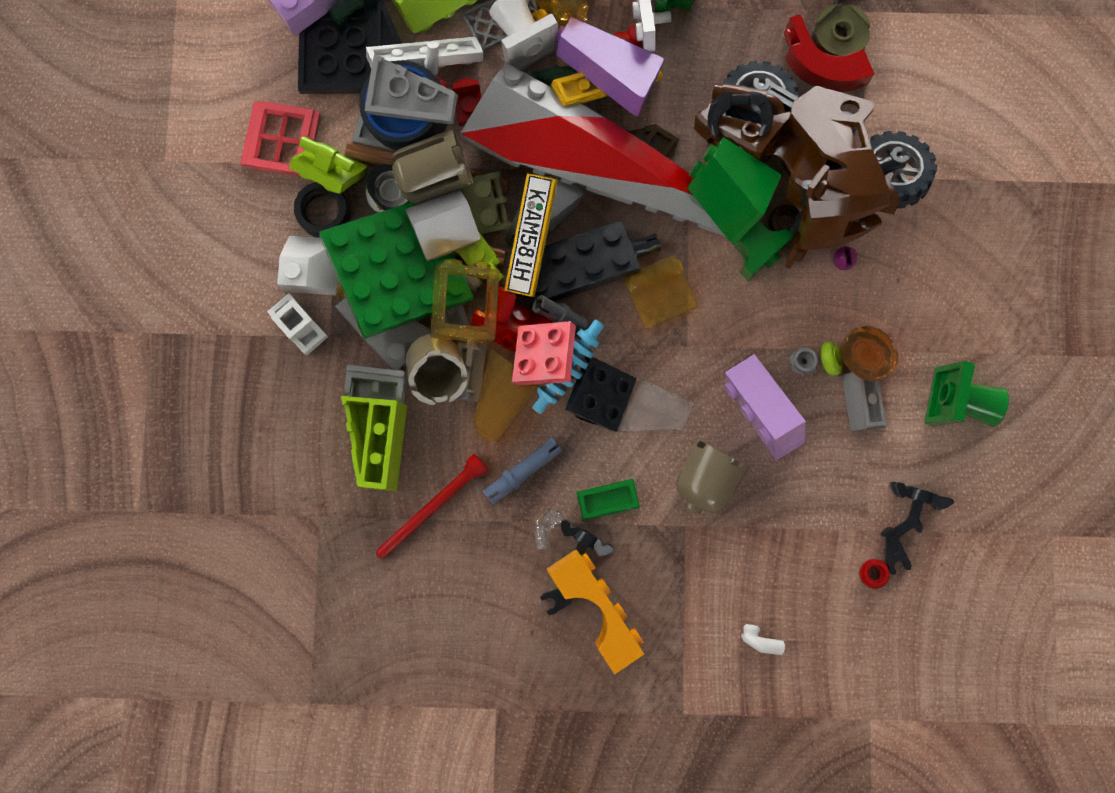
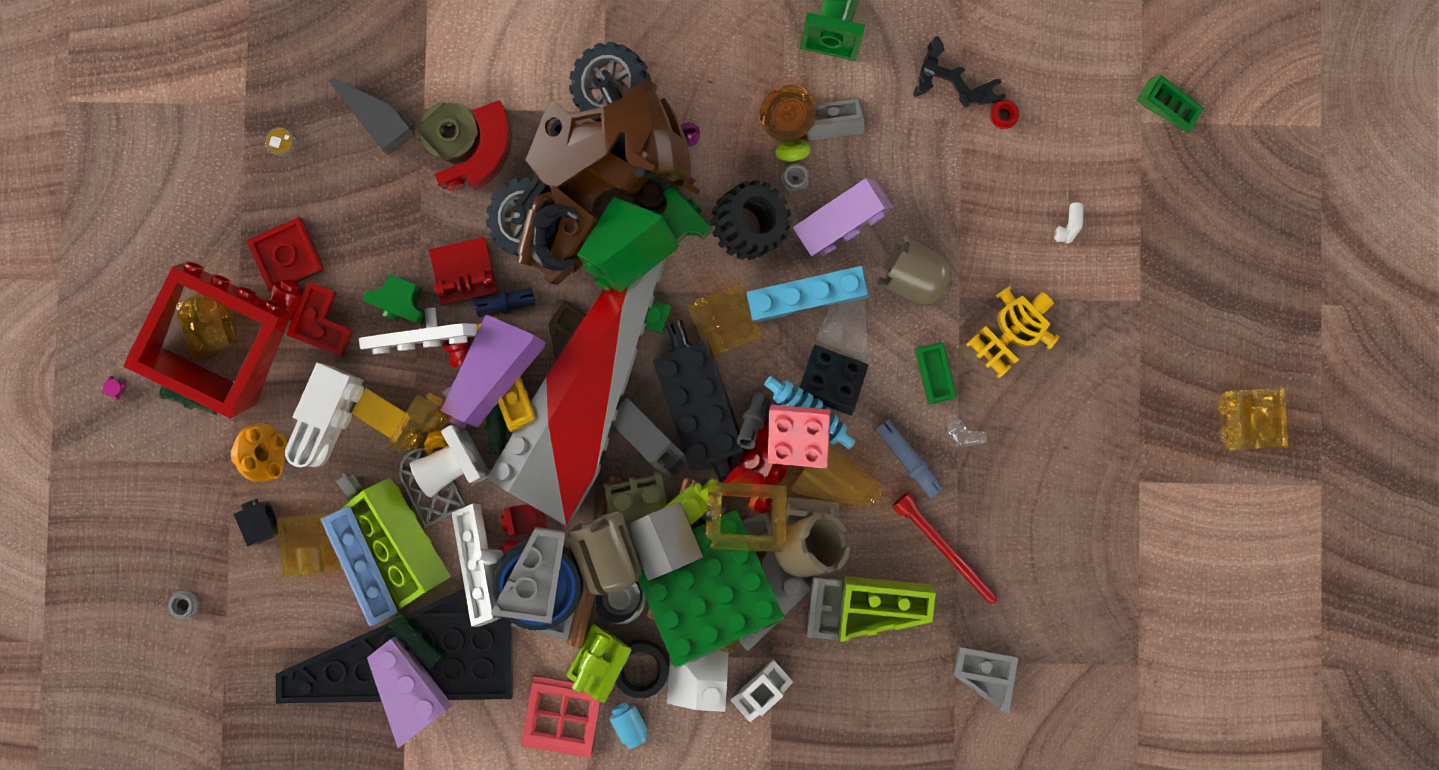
camera: 90 degrees left, 5 degrees up
(269, 198) = (628, 725): none -> medium azure brick
(306, 547) = (988, 674): none -> light grey wing
(531, 235) = (678, 450): tile -> none
(585, 540) = (1030, 416): black piece -> none
(615, 642) = (1021, 405): light orange arch -> none
(663, 226) = (657, 317): none -> green plate
(671, 601) = (1029, 314): none -> yellow piece
(676, 84) = (504, 302): none -> dark blue pin
(688, 370) = (808, 293): none -> medium azure arch
(706, 45) = (462, 271): none -> red hinge
(780, 322) = (769, 211): none -> black tyre
(882, 744) = (1154, 104): none -> green slope

